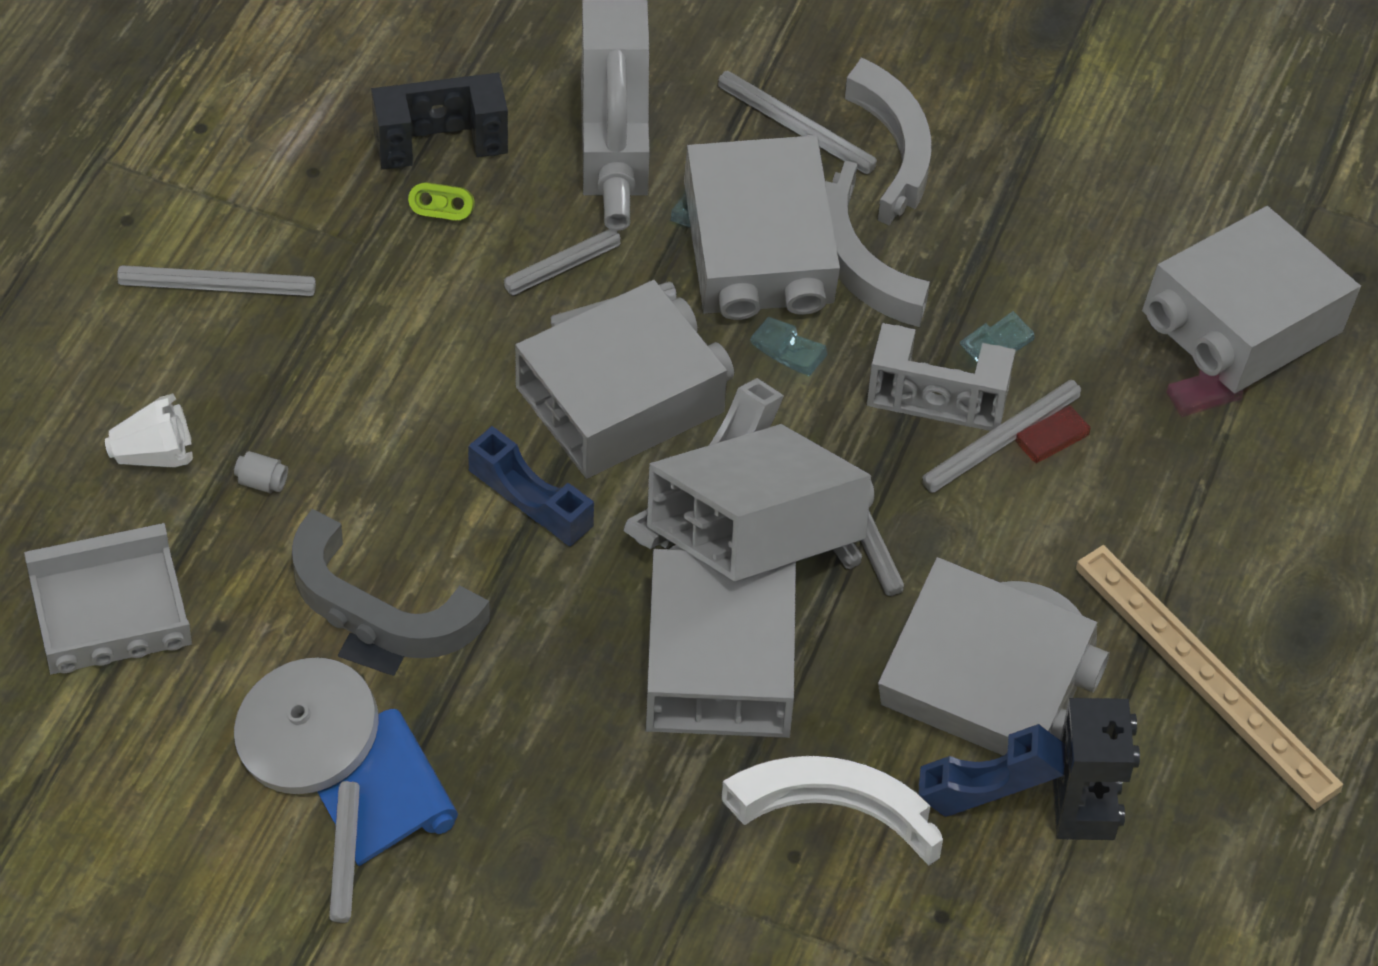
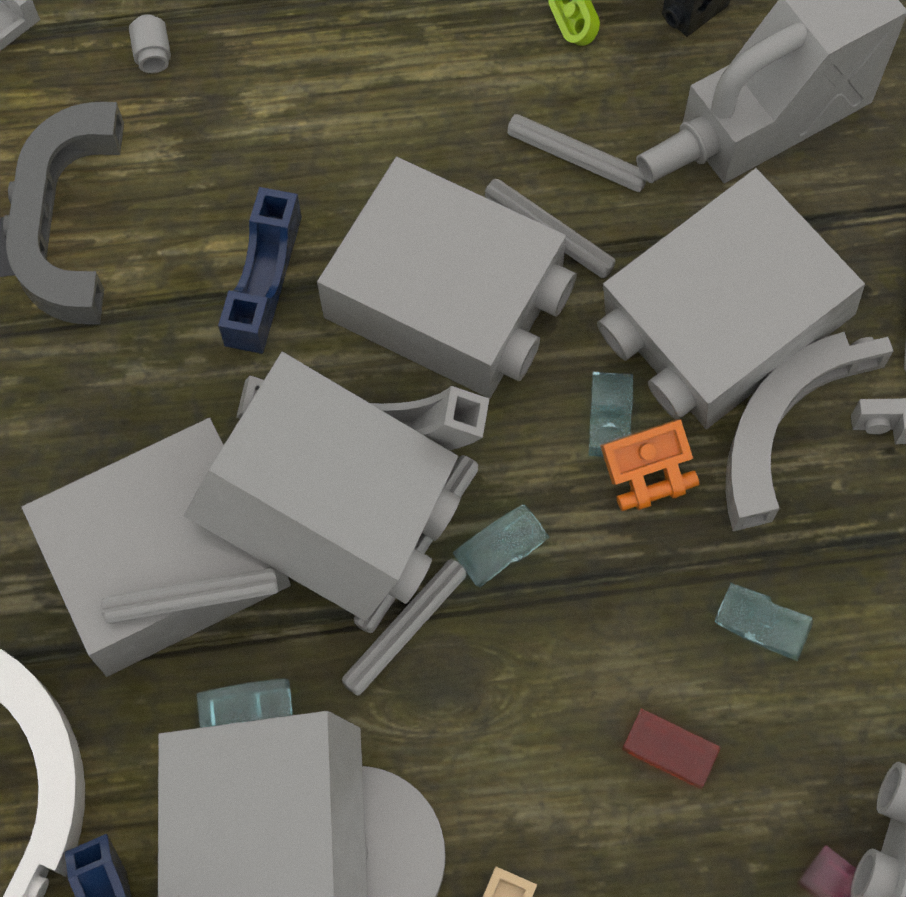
camera: 65 degrees right, 15 degrees up
(790, 614) = (189, 595): none -> light grey axle
(838, 334) = (646, 453): none -> orange plate
(847, 442) = (500, 544): none -> clear light blue slope
(871, 656) = (245, 703): none -> clear light blue slope
(966, 397) = (621, 536): light grey plate -> none
(1000, 436) = (634, 694): light grey axle -> none

